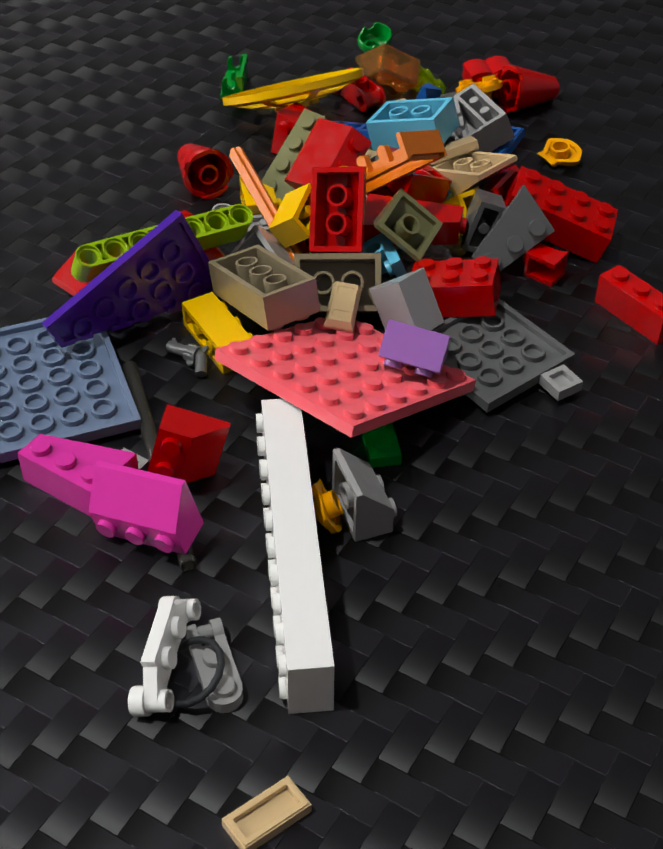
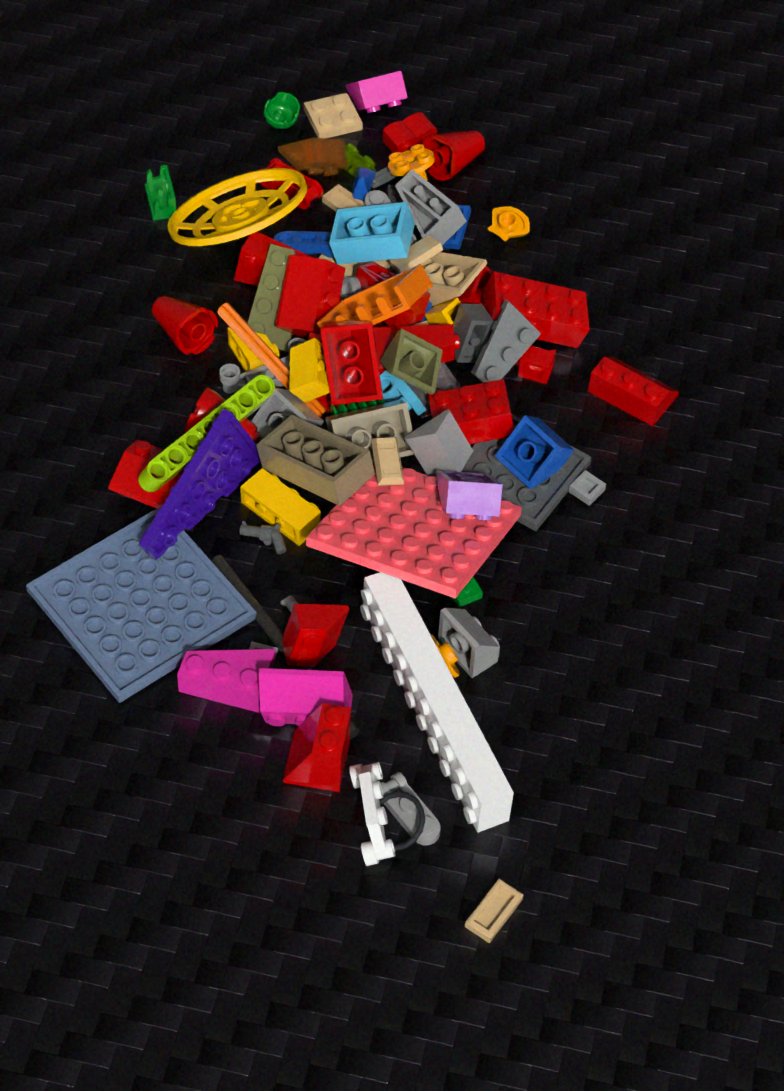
camera: 20 degrees left, 10 degrees up
(139, 569) = (320, 749): none -> red slope
(429, 51) = (333, 116): none -> tan plate
(471, 38) = (377, 91): none -> slope
(509, 332) = (533, 451): none -> blue slope

